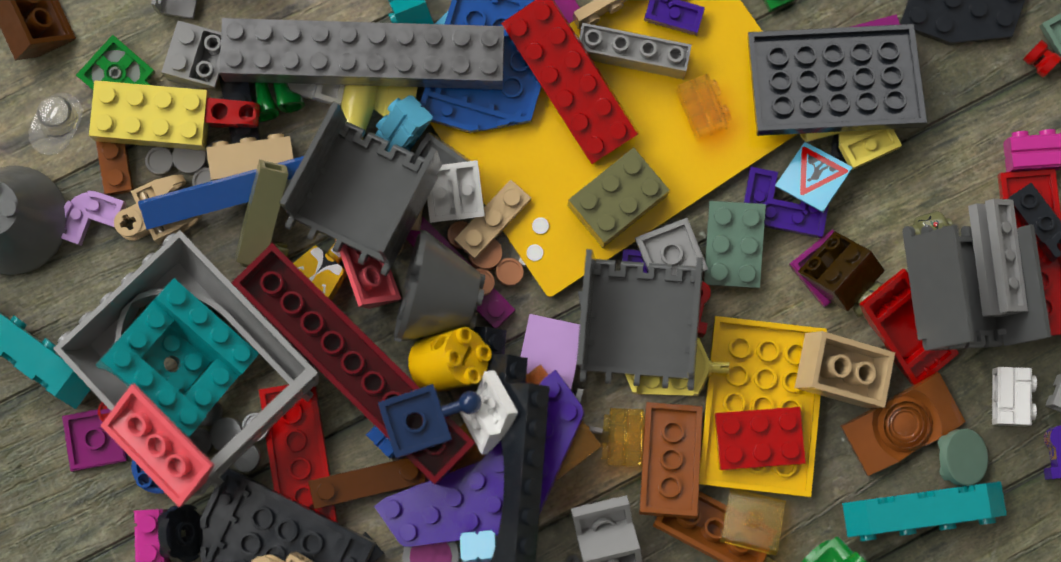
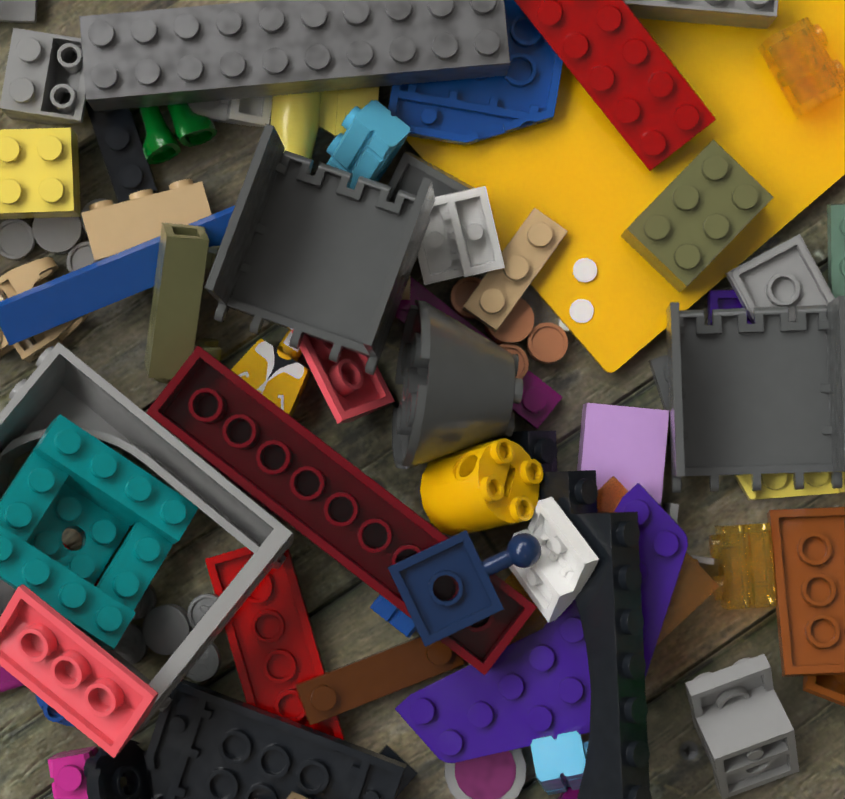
camera: 10 degrees left, 5 degrees up
(231, 113) = (112, 157): red leg -> none

